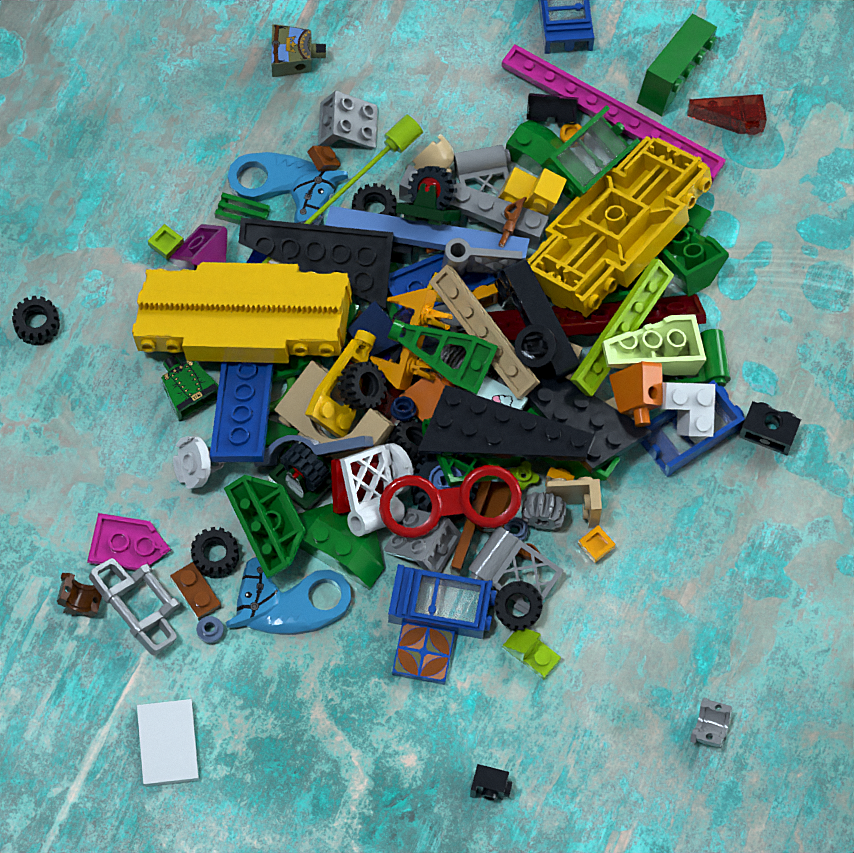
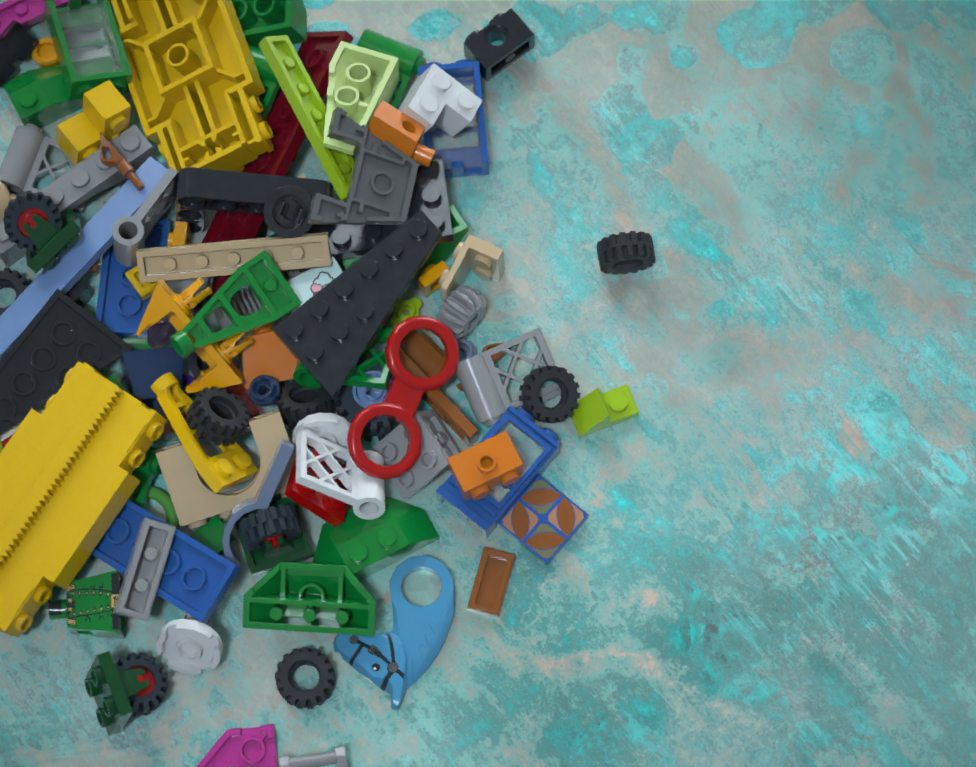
camera: 55 degrees left, 5 degrees up
(143, 440) = (125, 688): none -> dark green plate
(195, 591) = (336, 722): dark orange plate -> none
(209, 637) = (392, 739): sand blue plate -> none
(226, 400) = (144, 570): none -> light grey slope
(356, 642) = (491, 582): none -> dark orange tile
(433, 586) = (486, 466): none -> orange brick
(491, 783) = (725, 527): black brick -> none
(596, 544) = (524, 281): light orange plate -> none
(597, 395) = (379, 181): none -> dark grey wing
(659, 601) = (625, 252): none -> black tyre
(712, 723) = (781, 276): light grey piece -> none

